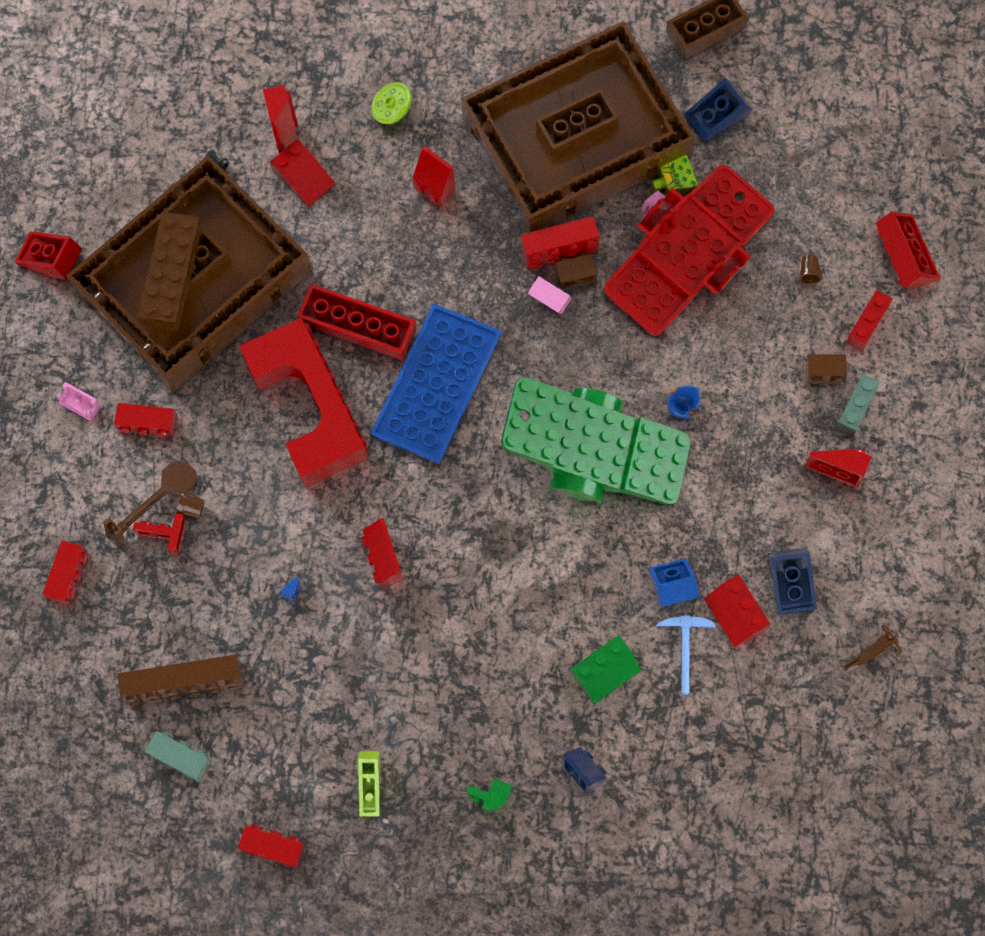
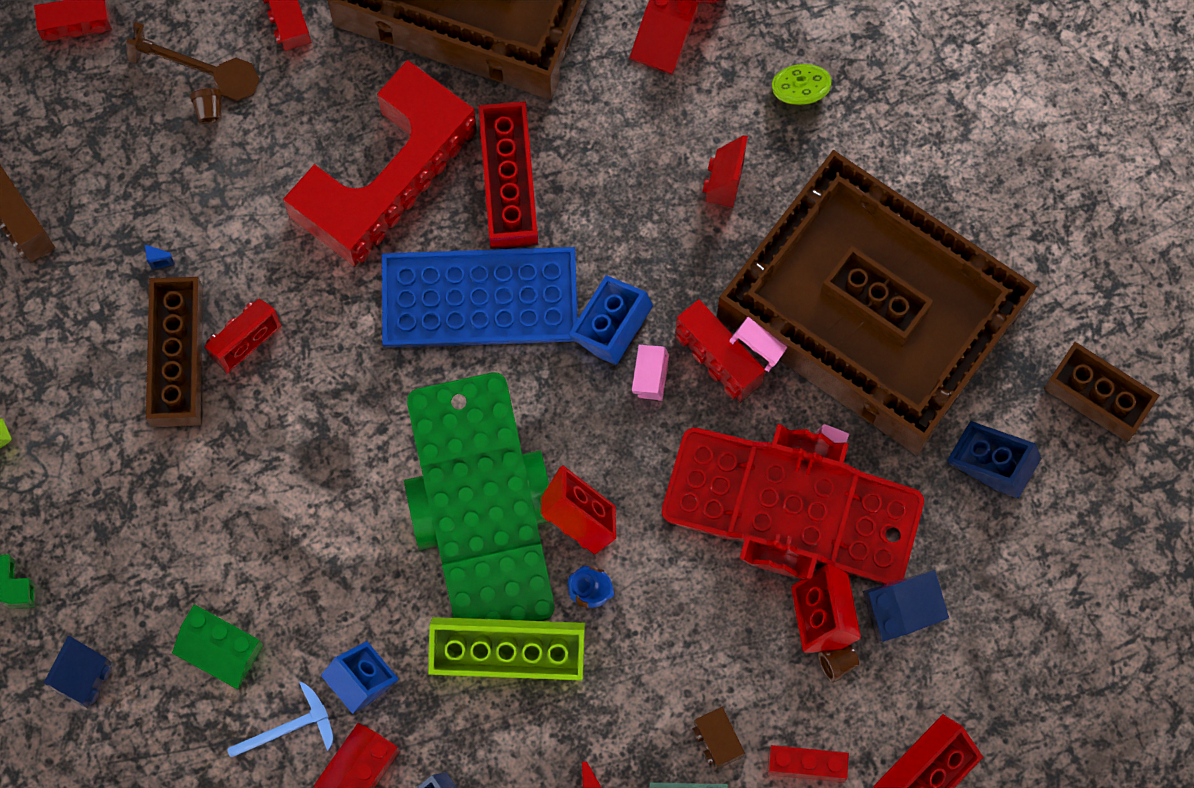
camera: 60 degrees right, 0 degrees up
(164, 531) = (169, 104): red bracket -> none
(372, 606) = (174, 352): none -> reddish brown brick
(499, 302) = (611, 319): none -> blue slope
(573, 209) = (760, 342): none -> bright pink hinge
(575, 271) = (697, 387): reddish brown brick -> none
(630, 382) = (579, 511): none -> red slope
(676, 175) = (878, 448): lime torso -> none
(703, 473) = (506, 648): none -> lime brick
(774, 260) = (825, 610): none -> red slope
(792, 212) = (905, 605): none -> dark blue slope

